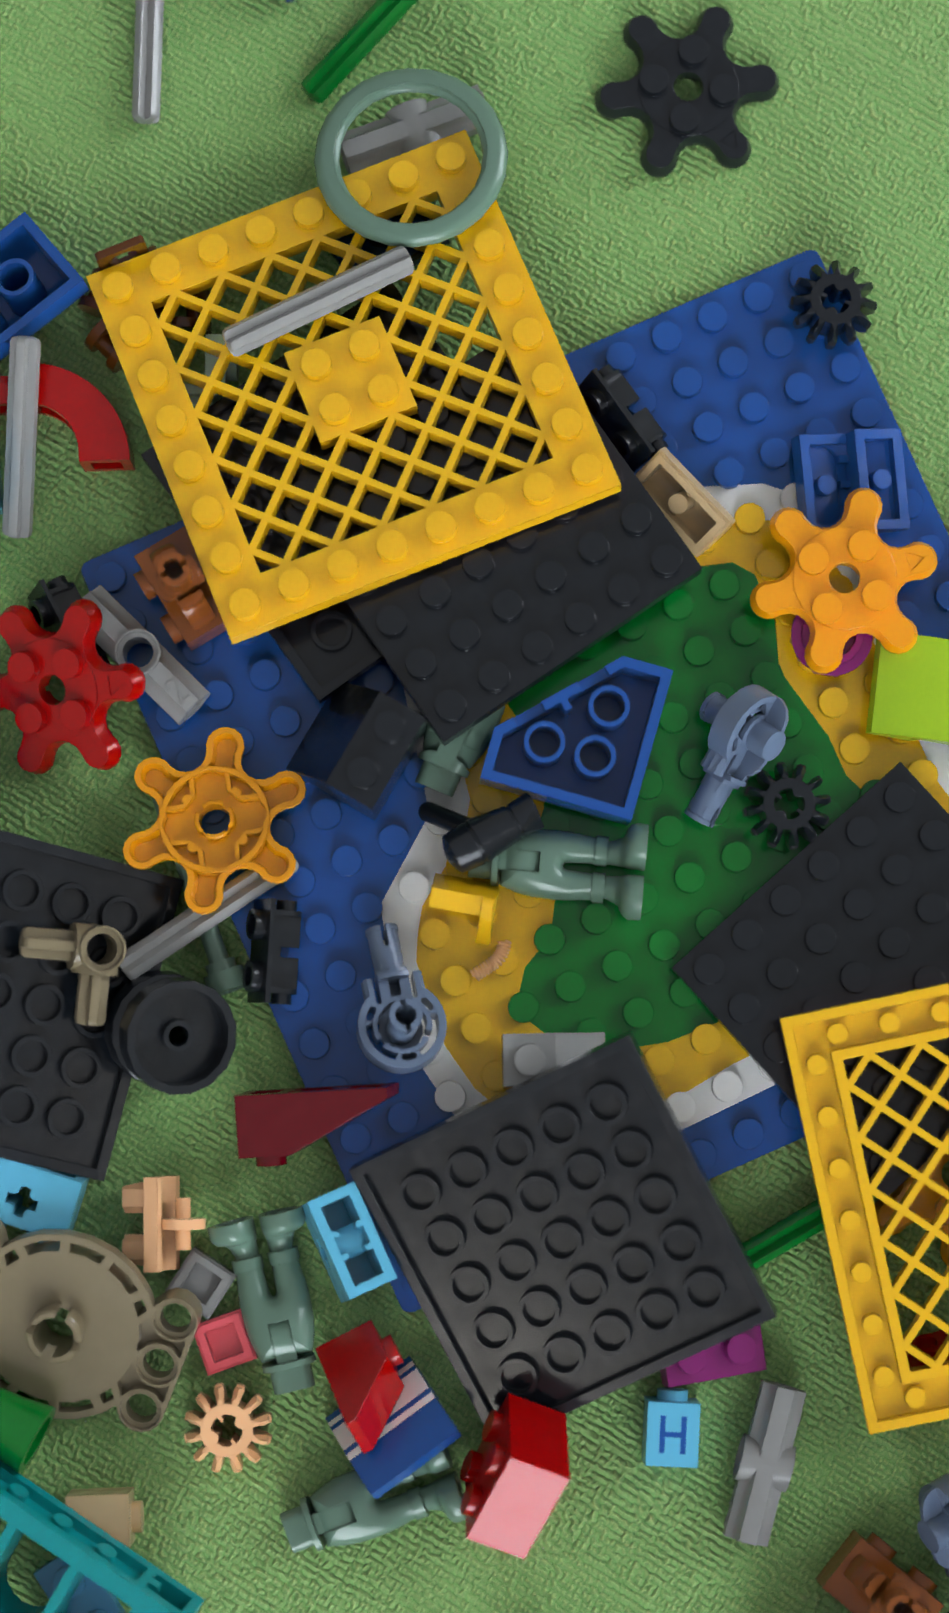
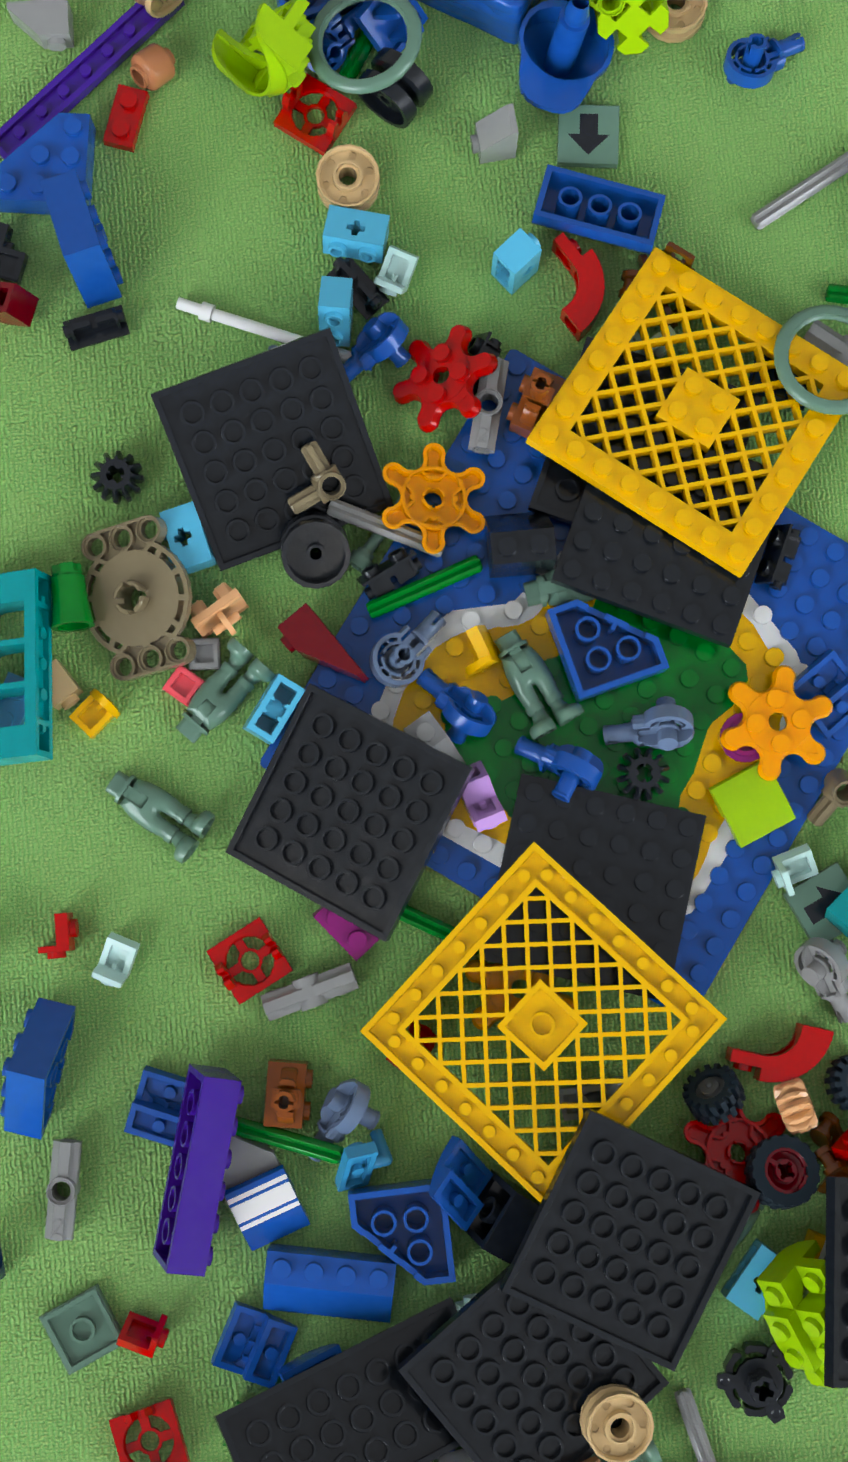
camera: 60 degrees right, 0 degrees up
(21, 436) = (554, 272): light grey axle -> none
(175, 1492) = (94, 713): none -> yellow tile
(211, 1434) = (134, 711): light nougat gear -> none
(318, 301) = (725, 364): light grey axle -> none
(324, 918) = (424, 586): none -> green axle
(363, 1380) = (212, 763): red slope -> none
(411, 1437) = (199, 795): blue slope -> none
(485, 836) = (518, 633): black piece -> none
(495, 960) = (469, 684): light nougat leg -> none
(515, 1475) = (217, 868): red brick -> none
(526, 988) = (461, 706): none -> blue pin
(671, 1429) = (294, 933): medium azure brick -> none
(674, 1047) = (482, 801): none -> lavender brick
(684, 502) = (757, 617): tan brick -> none
(697, 1556) = (219, 952): none -> red piece
(704, 892) = (571, 763): none -> blue pin

